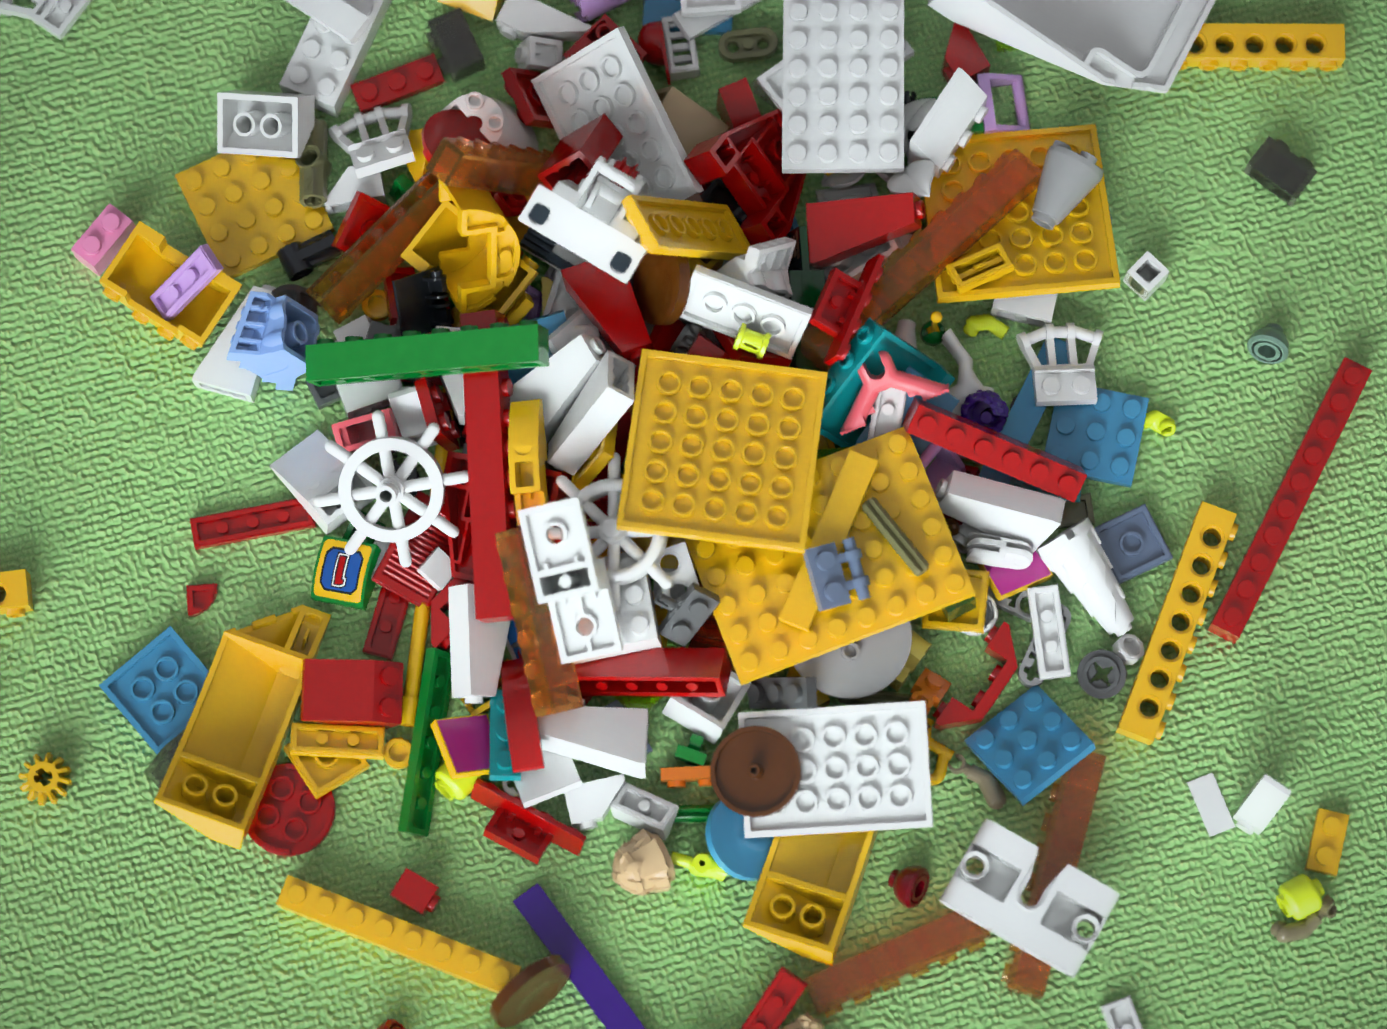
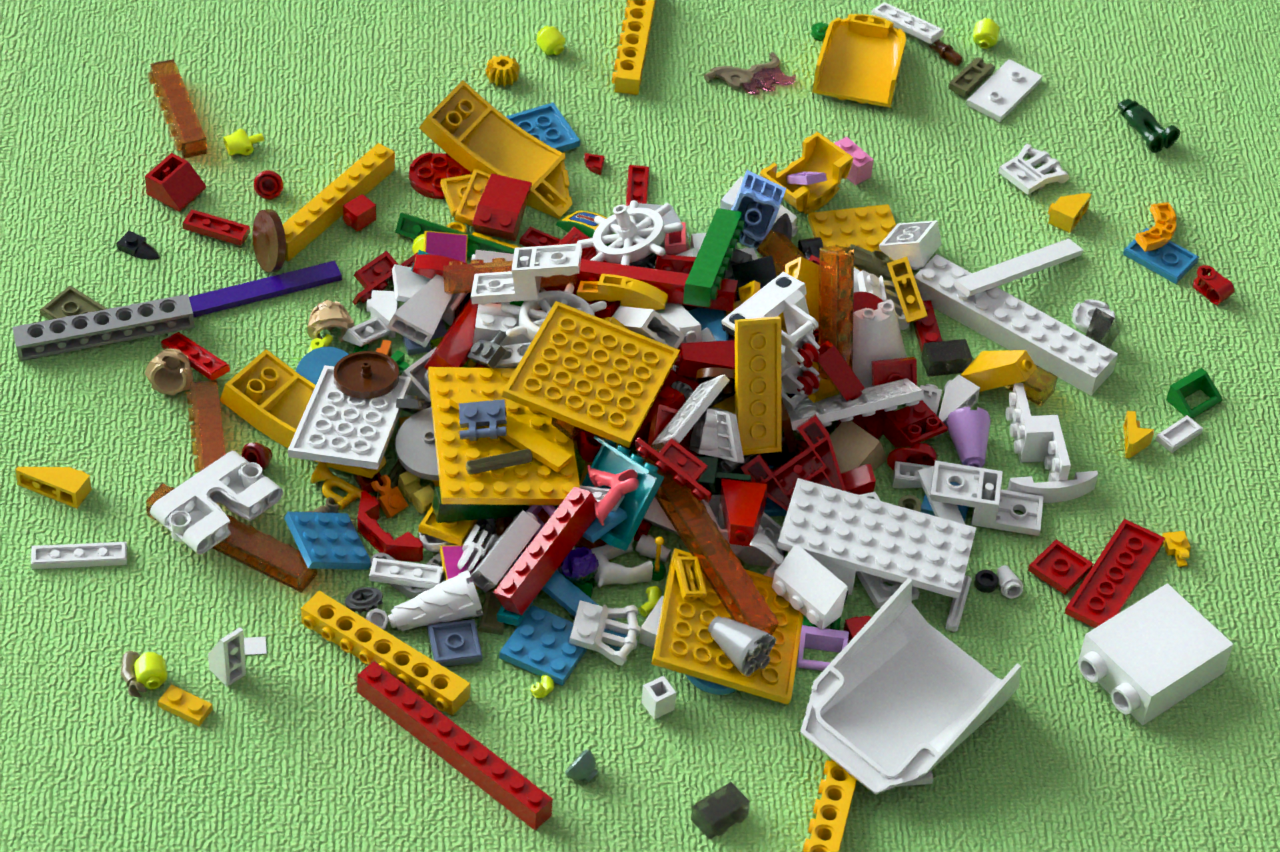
camera: 100 degrees right, 30 degrees down
(366, 108) = (907, 289): none -> yellow slope
(751, 341) = (668, 412): neon yellow bush -> none

